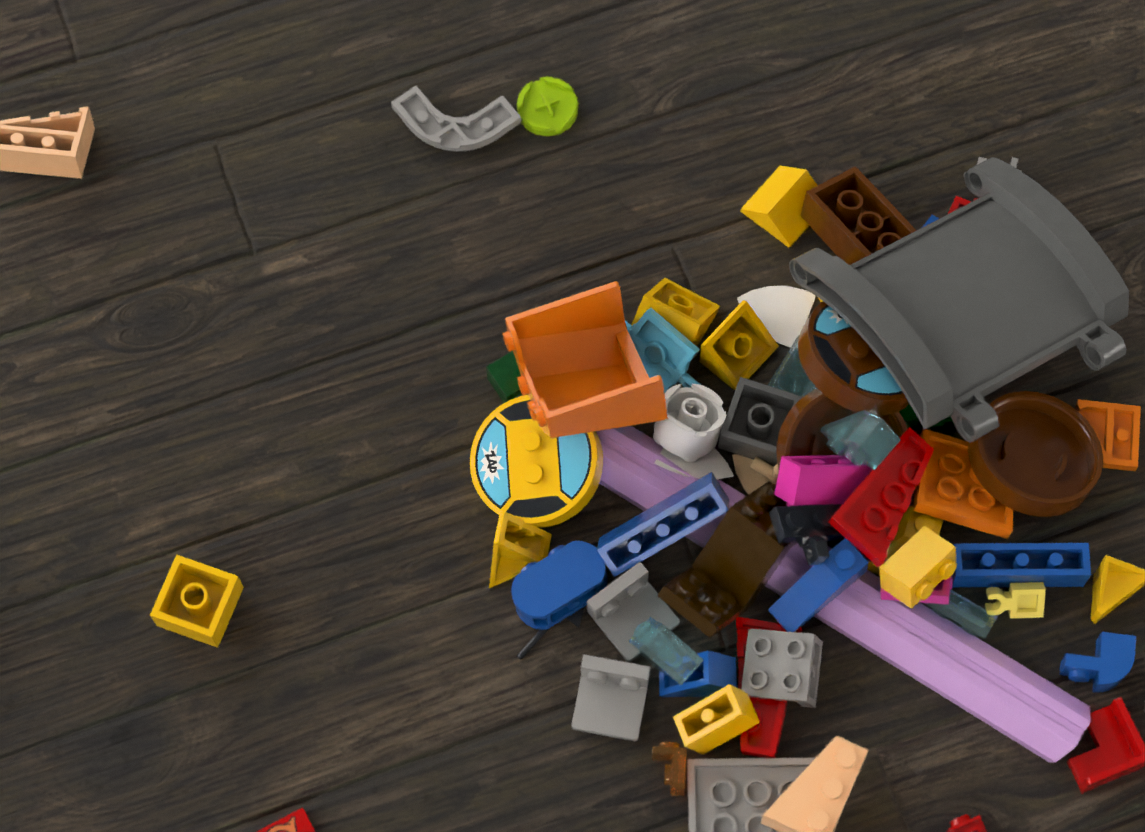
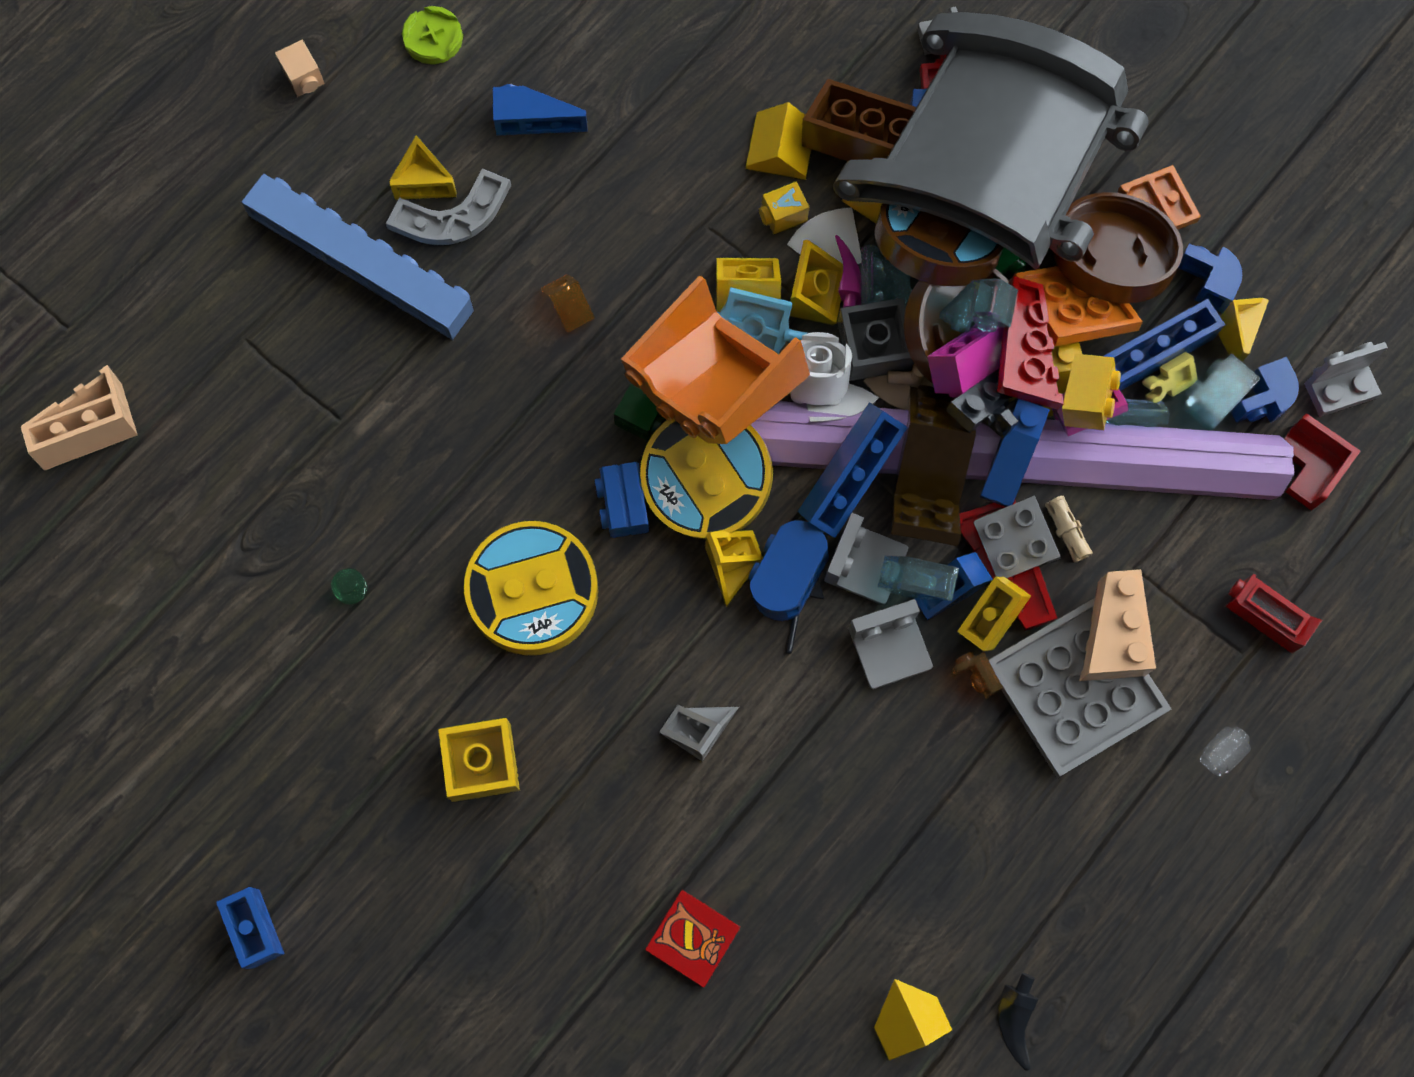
camera: 35 degrees left, 5 degrees up
(178, 397) = (349, 586): none -> clear green wheel
(329, 480) = (531, 588): none -> brick
(352, 119) = (359, 256): none -> medium blue brick
(400, 679) = (697, 728): none -> light grey slope
(444, 75) = (421, 175): none -> yellow slope
(451, 448) = (623, 500): none -> blue brick
(508, 251) = (569, 302): none -> clear orange bracket
(547, 106) = (526, 159): lime tile -> none
(569, 60) = (530, 112): none -> blue slope
(749, 263) = (784, 208): none -> yellow brick
(770, 360) = (851, 277): none -> dark pink bar
(837, 685) = (1068, 529): none -> tan pin
(1051, 637) = (1220, 392): none -> clear light blue brick
(1123, 527) = (1220, 274): none -> brick

